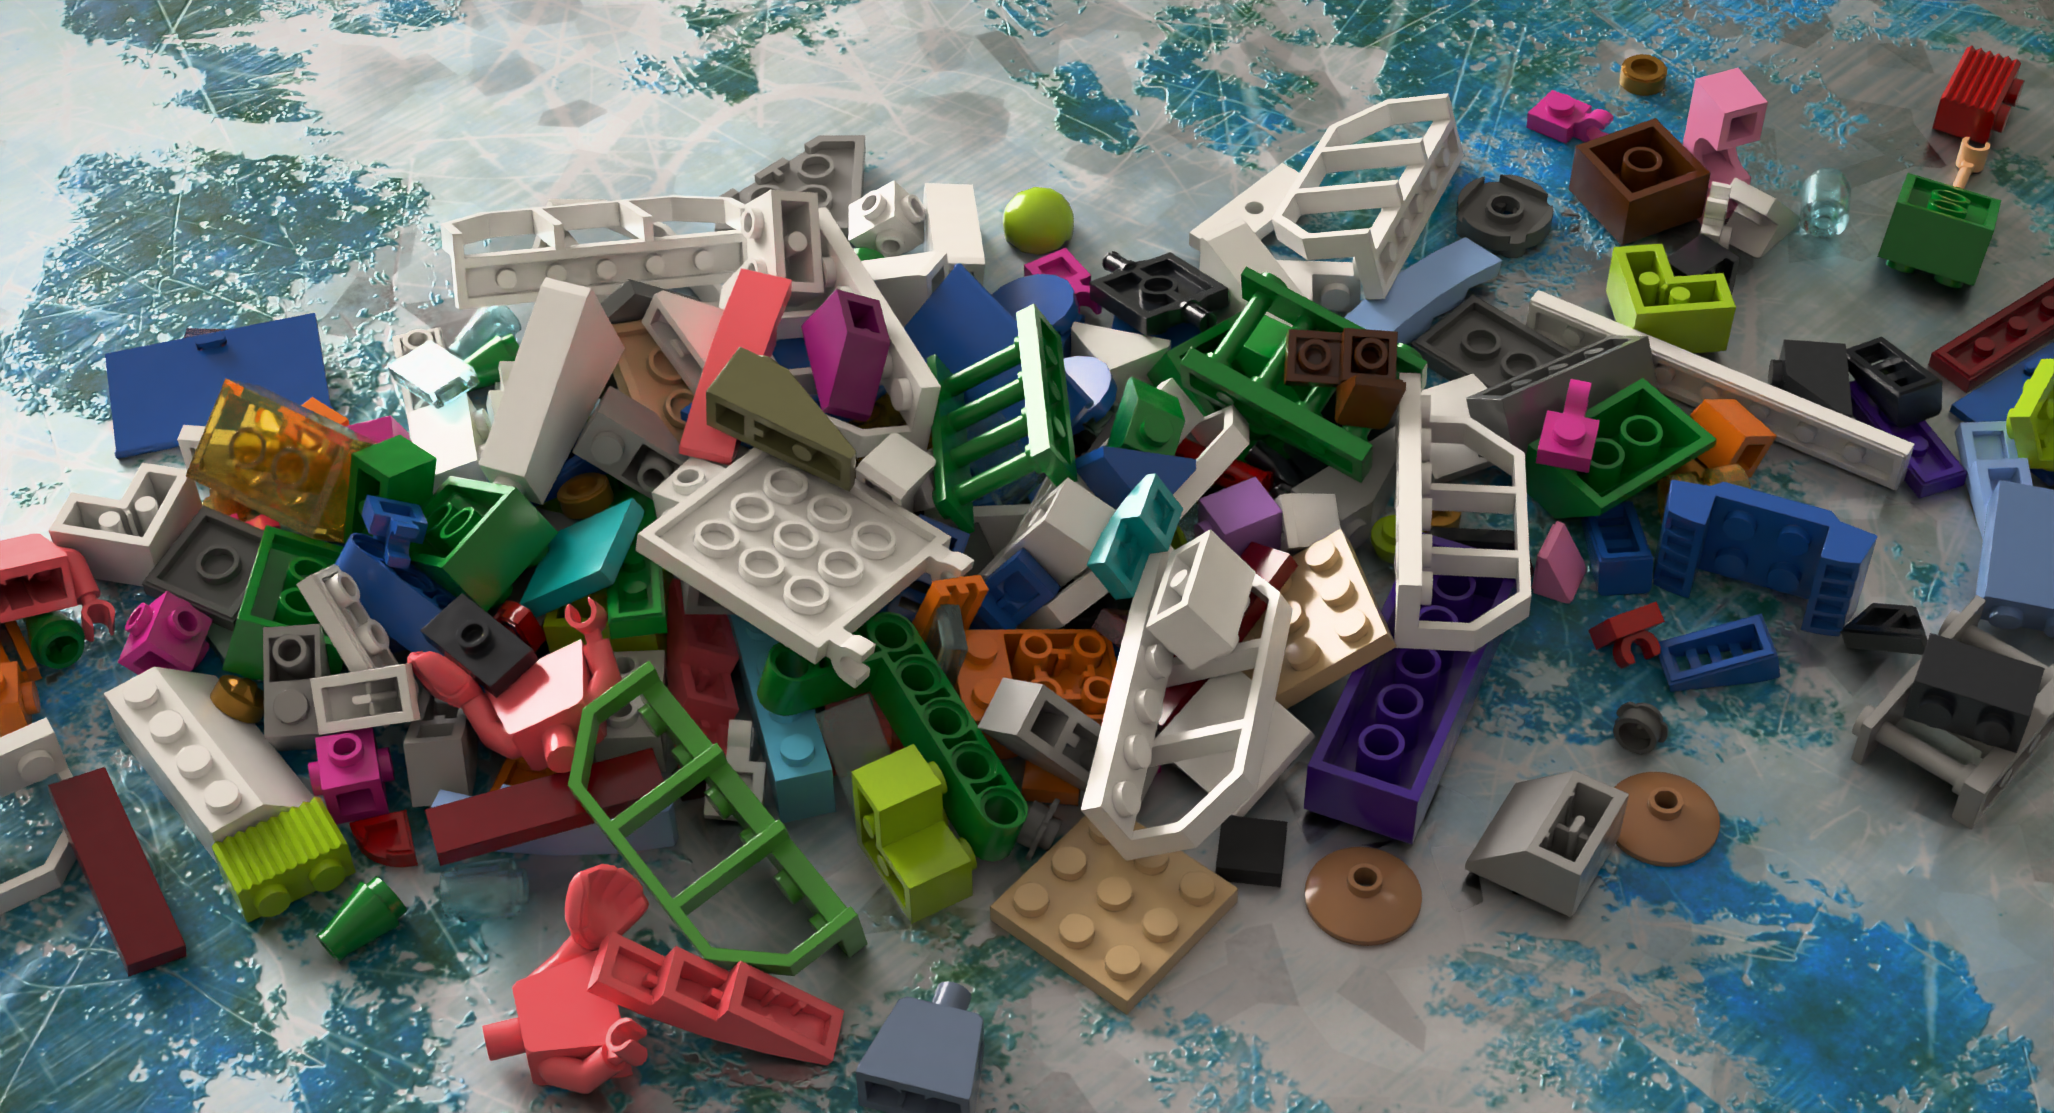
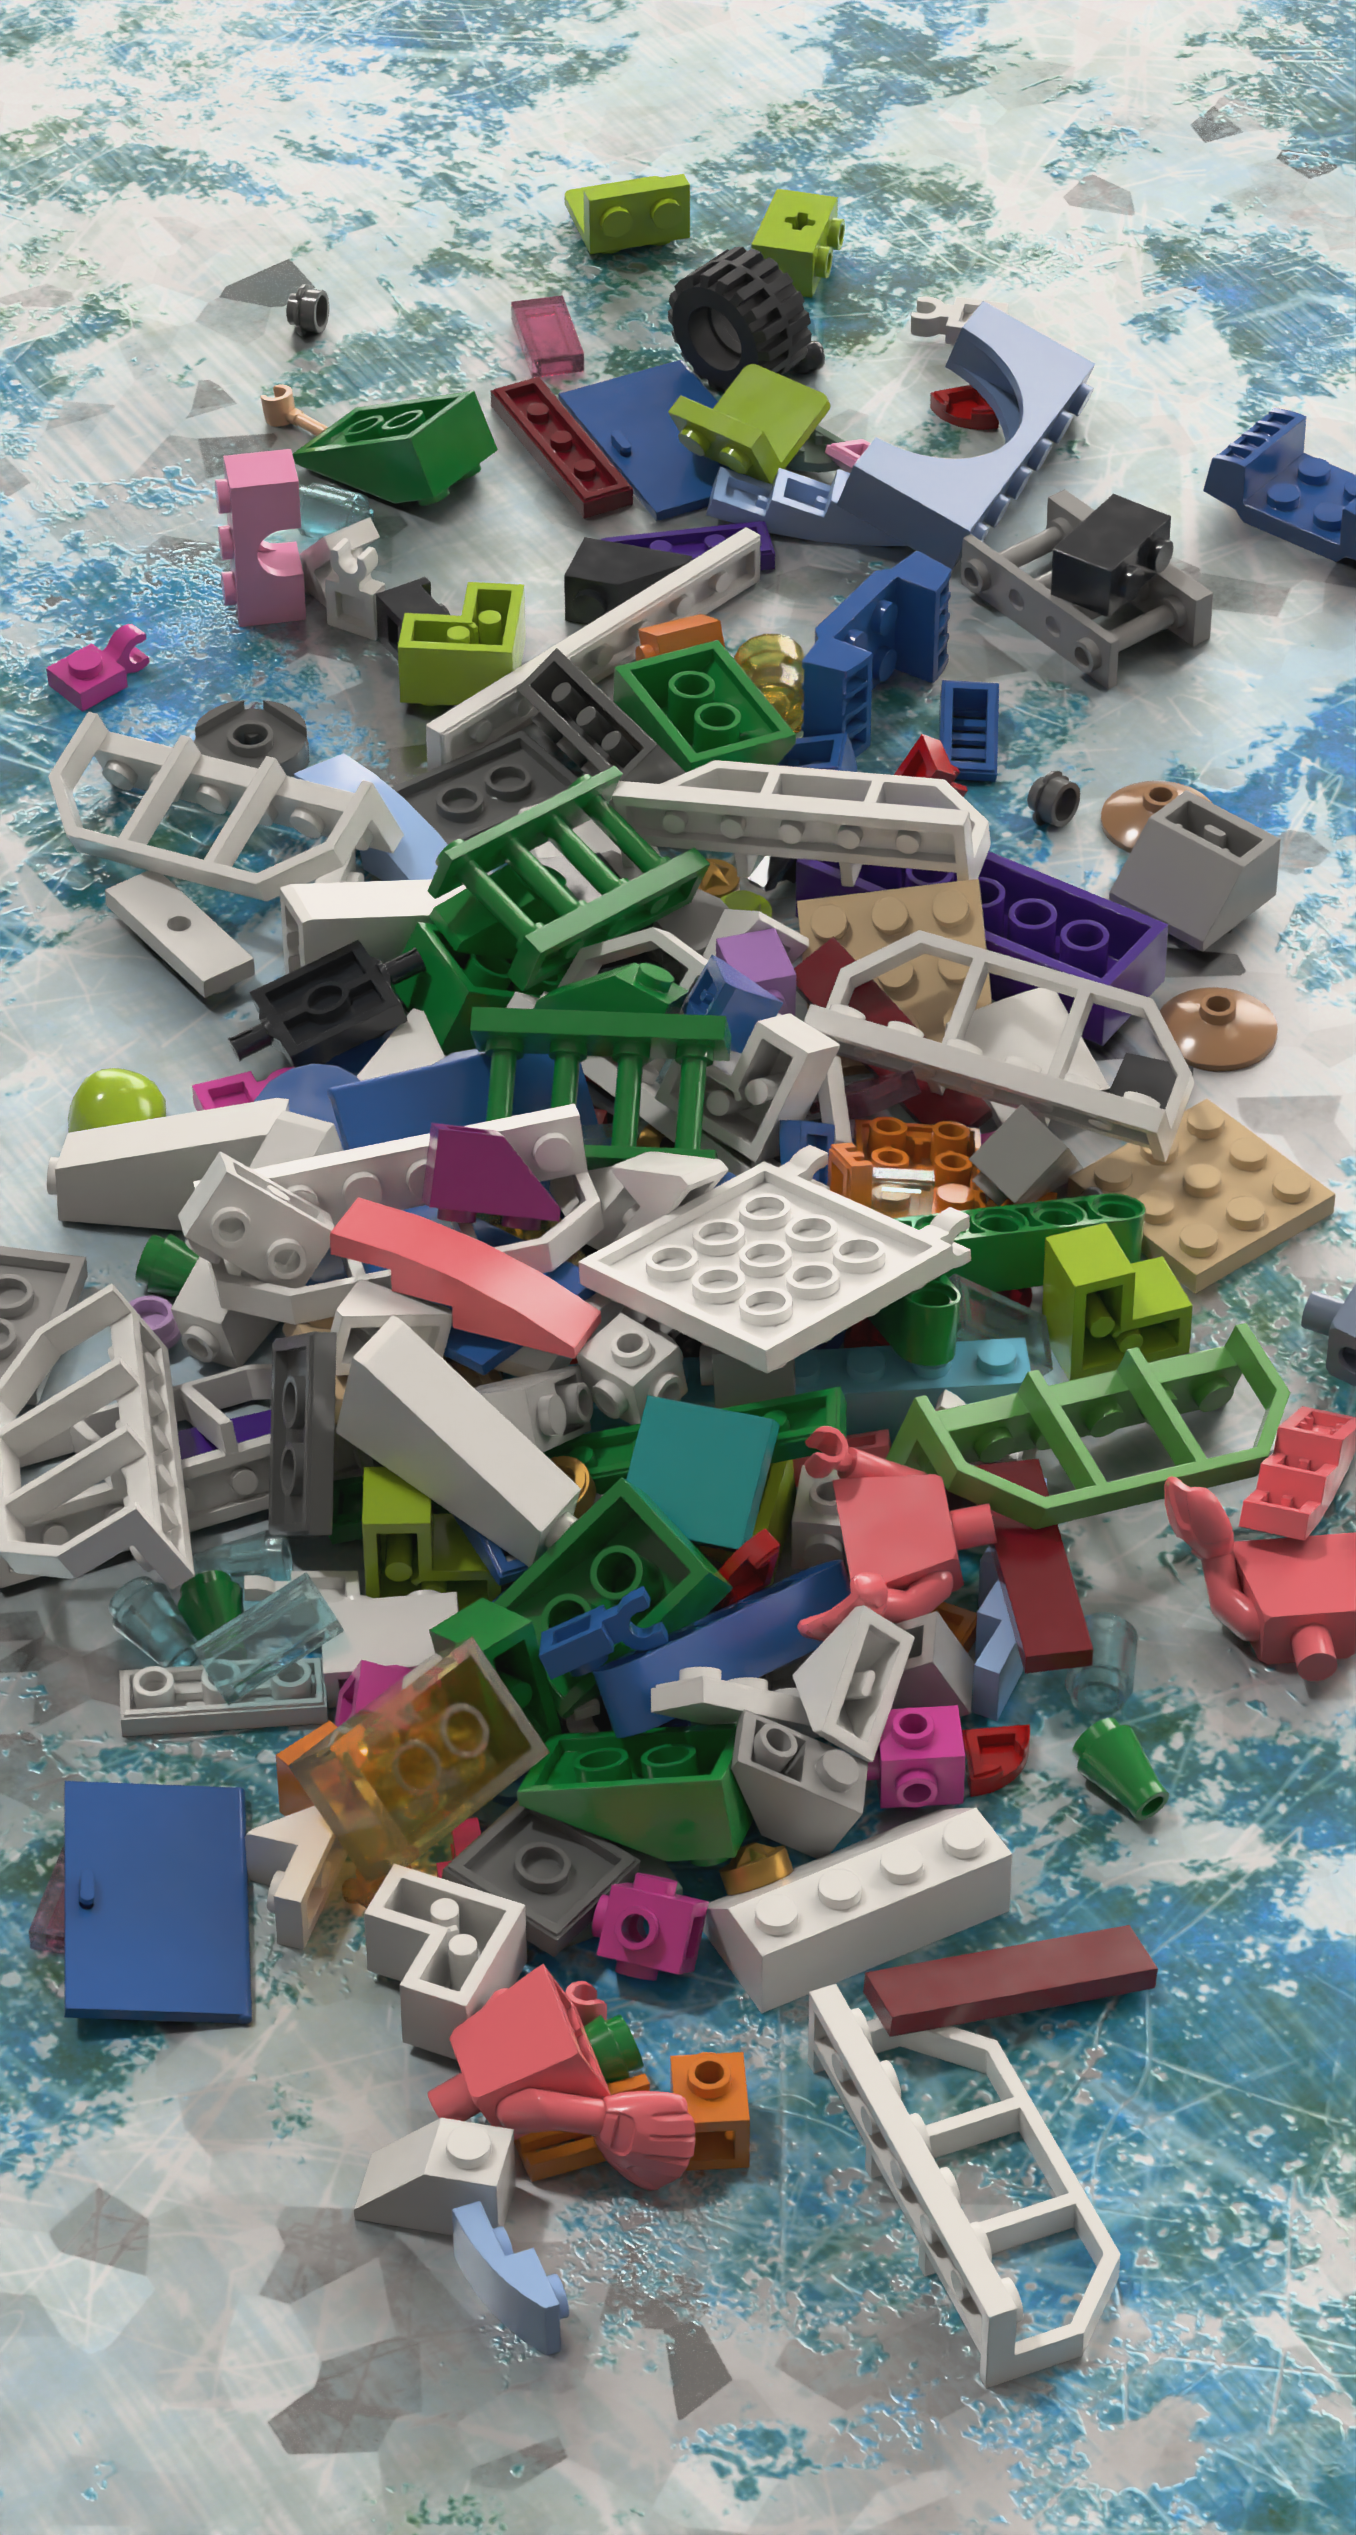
camera: 80 degrees left, 5 degrees down
(284, 860) = (1037, 1826): lime brick -> none
(479, 645) = (810, 1572): black plate -> none
(774, 413) = (596, 1227): olive slope -> none
(887, 221) = (108, 1240): white brick -> none
(1137, 529) = (811, 1002): teal slope -> none
(1201, 601) = (920, 983): white brick -> none
(1333, 357) = (589, 825): reddish brown slope -> none
(1368, 401) = (644, 822): reddish brown slope -> none
(1568, 436) = (698, 727): dark pink plate -> none
(1639, 181) = (260, 626): reddish brown brick -> none
(1643, 75) = (36, 602): pearl gold tile -> none
(1886, 629) = (980, 606): black tile -> none
(1898, 384) = (642, 521): black slope -> none
(1979, 96) = (193, 374): red brick -> none

